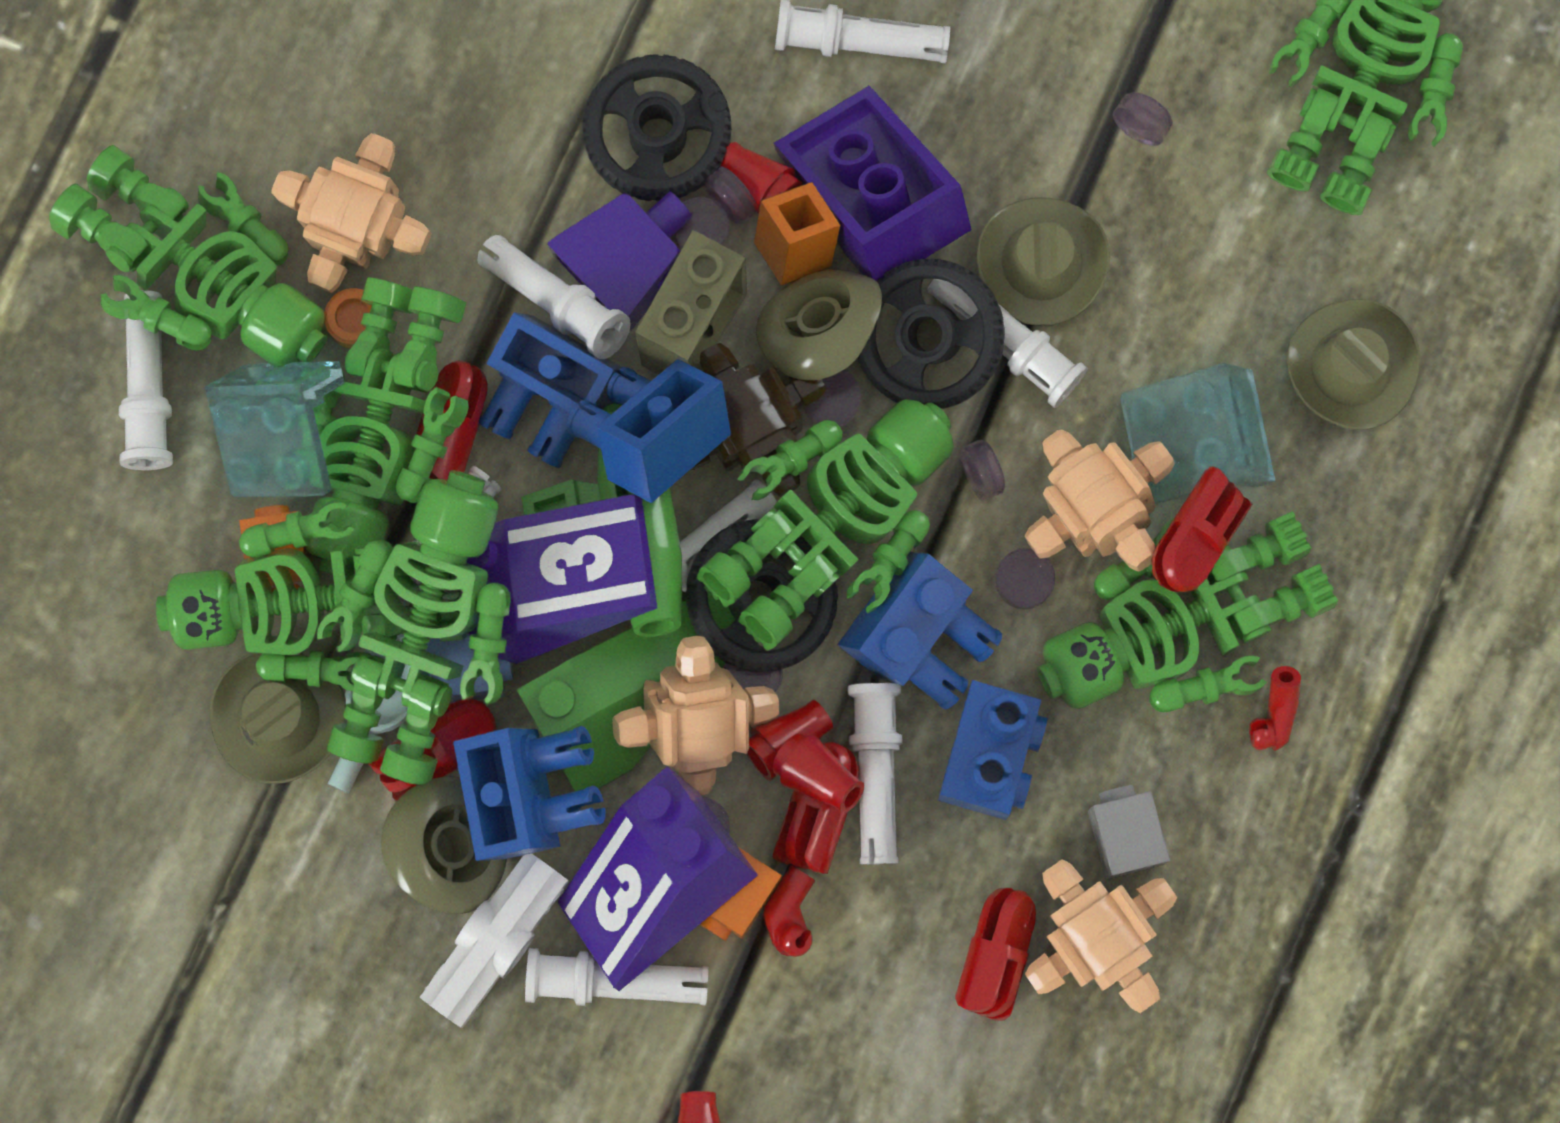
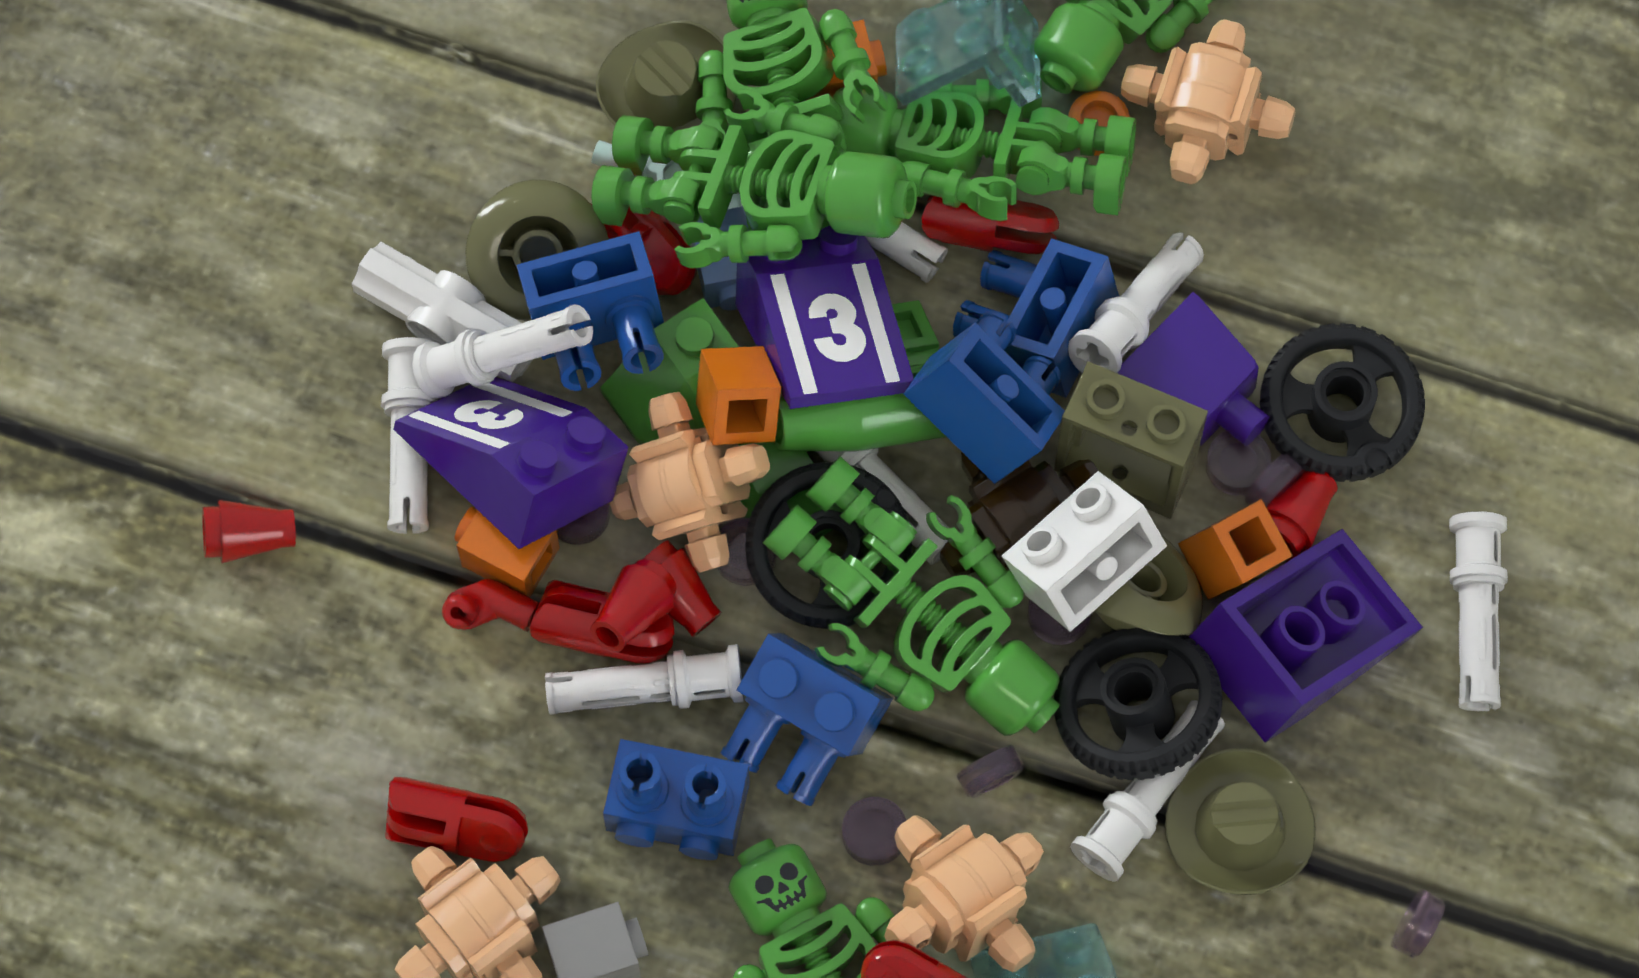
camera: 85 degrees right, 10 degrees down
(559, 902) = (479, 356): none -> white pin
(629, 659) = (738, 395): none -> orange brick
(808, 357) = (1084, 550): none -> white brick

